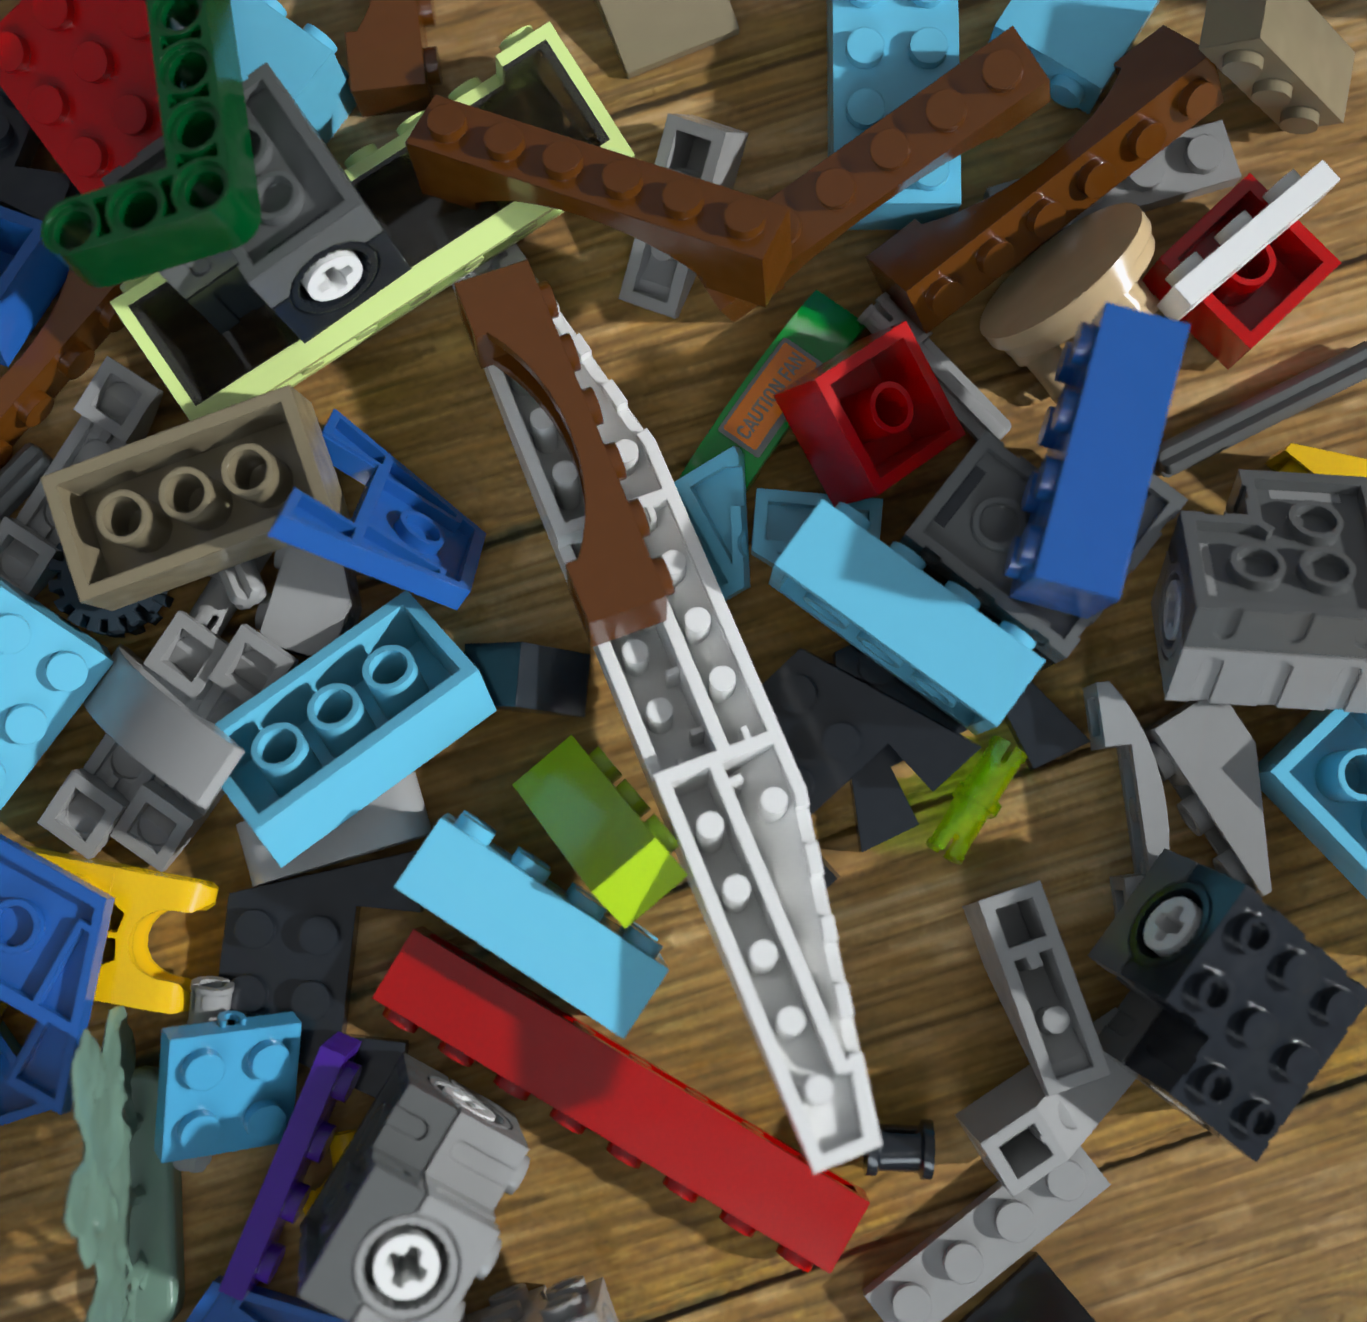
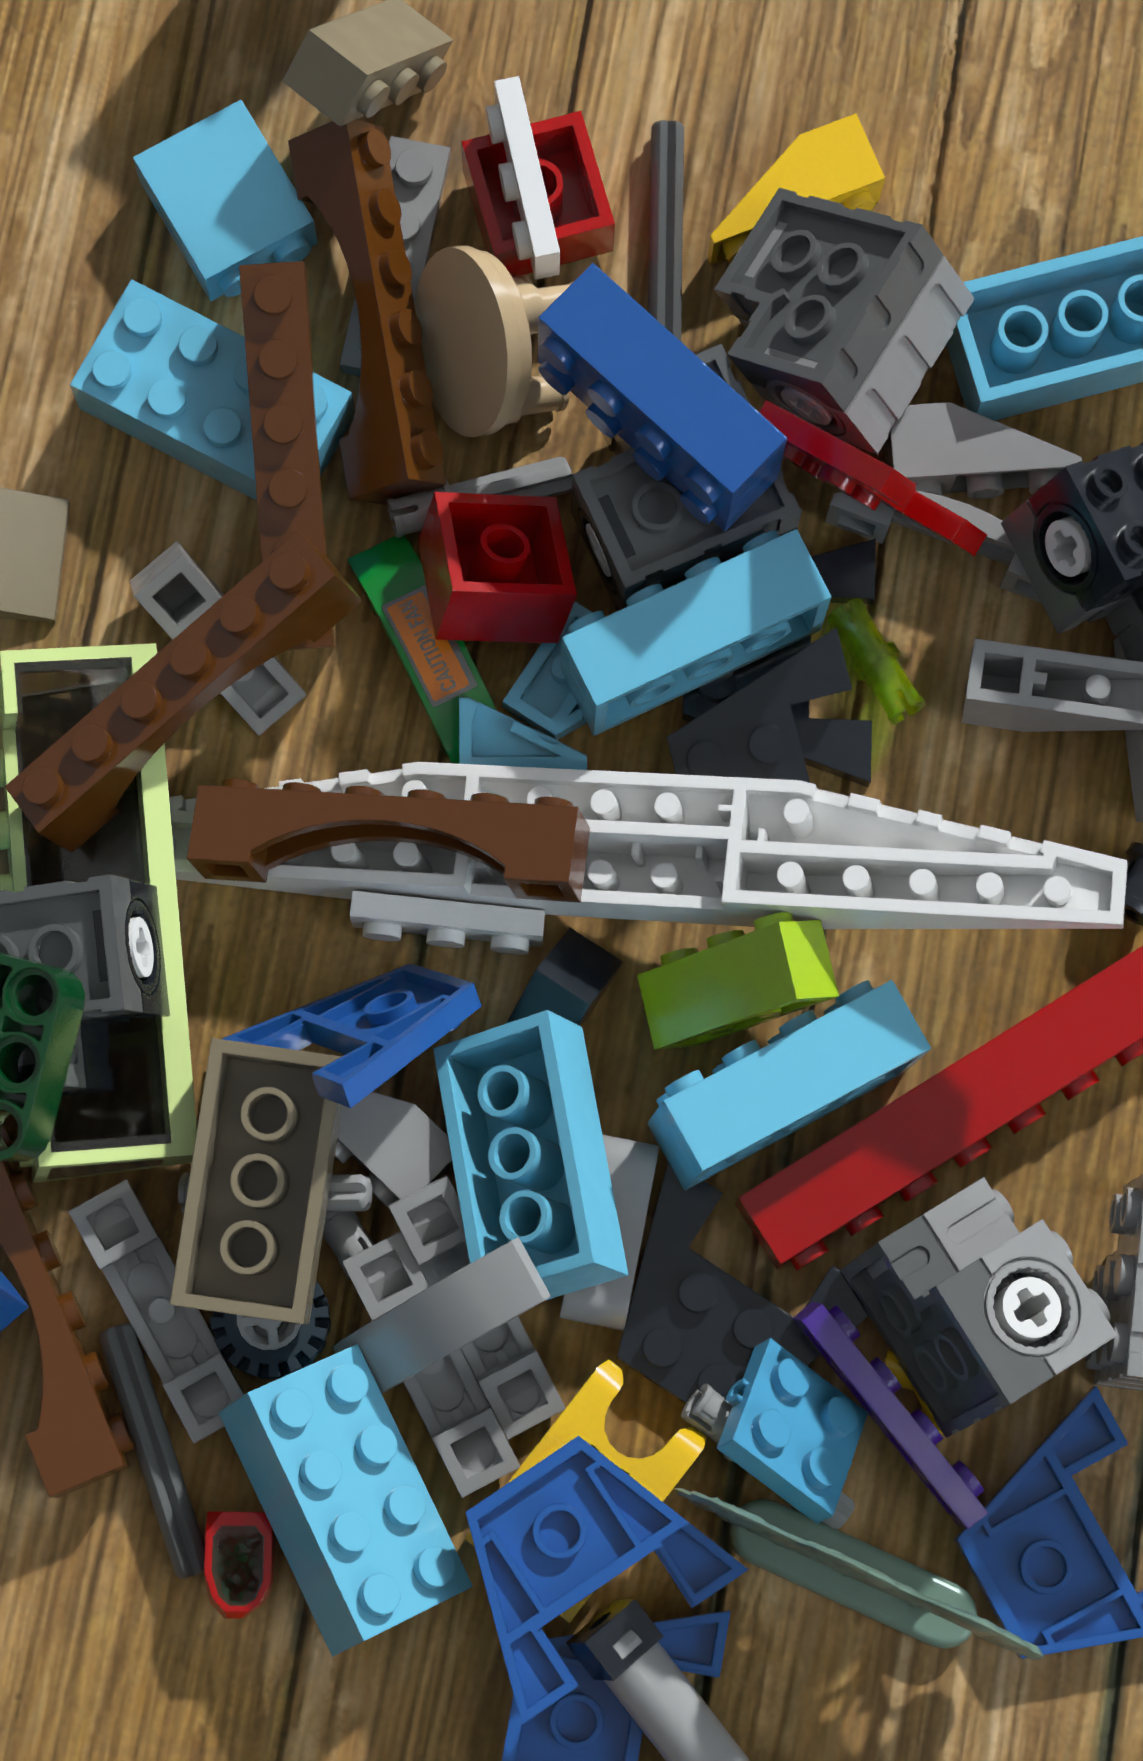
camera: 70 degrees left, 5 degrees down
(532, 544) = (447, 922): none -> white plate
(1130, 696) = (867, 478): none -> red wing

